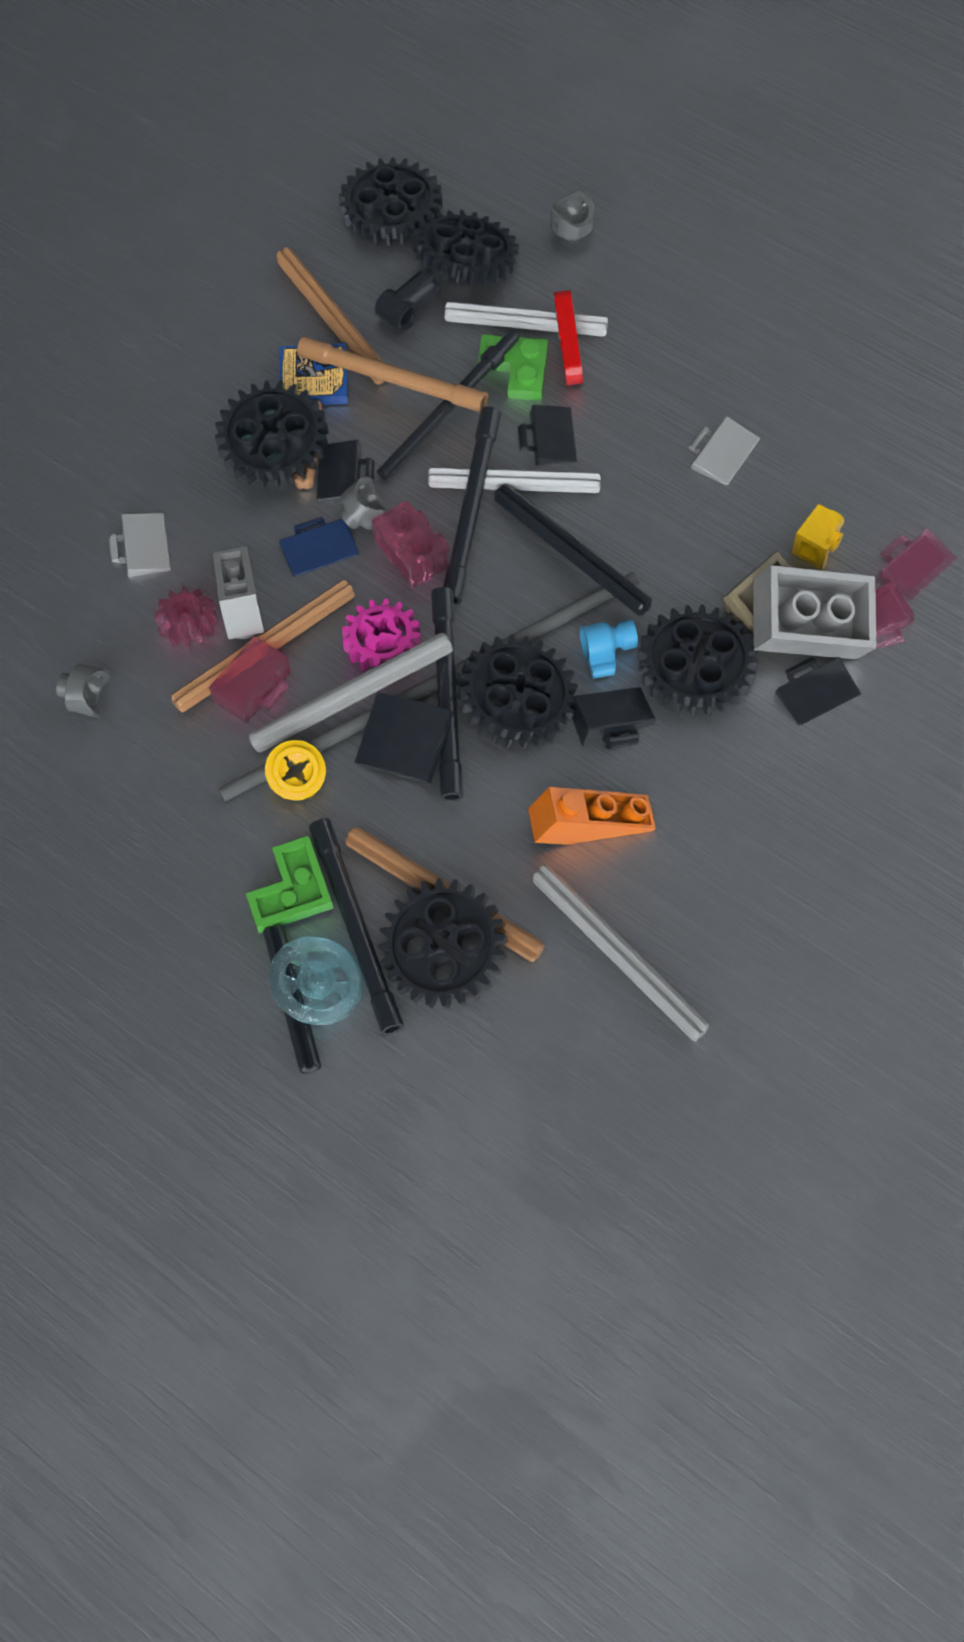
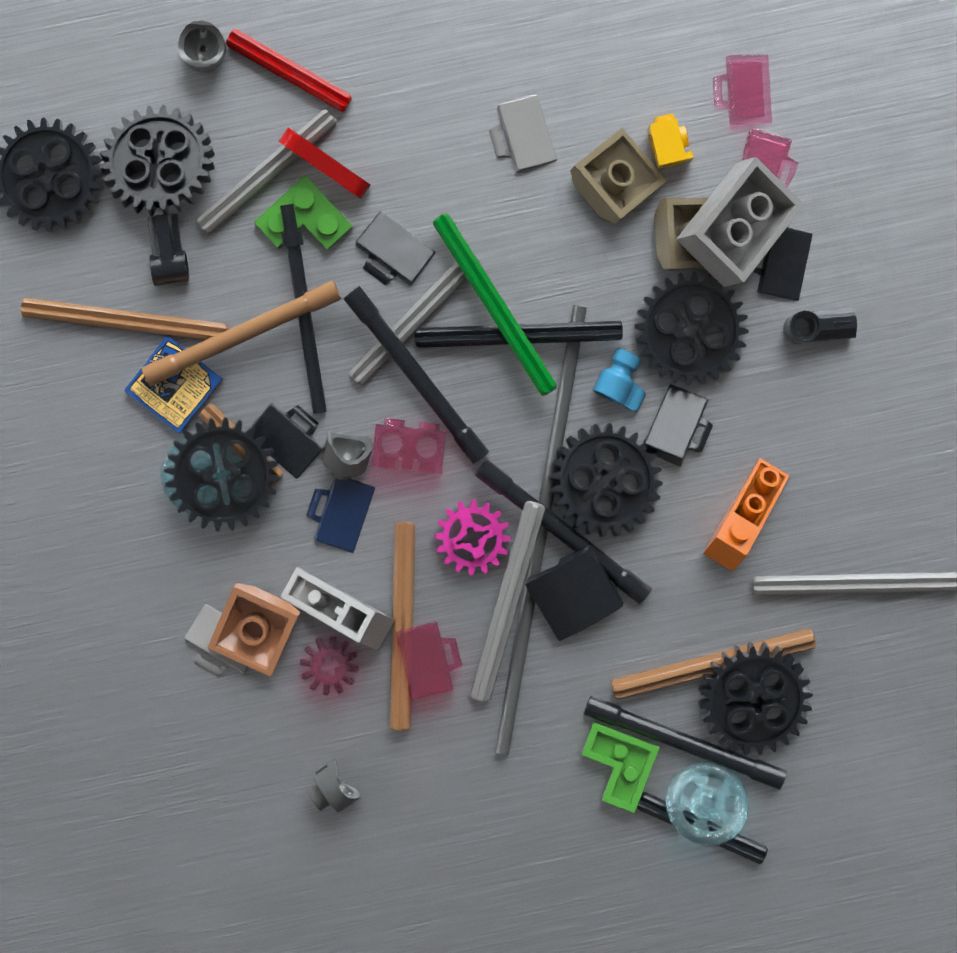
camera: 55 degrees left, 25 degrees up
(170, 544) = (254, 628): none -> nougat slope
(296, 752) = (540, 701): yellow gear -> none
(575, 510) = (494, 304): none -> green axle
(611, 282) = (288, 70): none -> red axle
(755, 519) = (616, 177): none -> dark tan slope
(799, 749) = (823, 325): none -> black piece

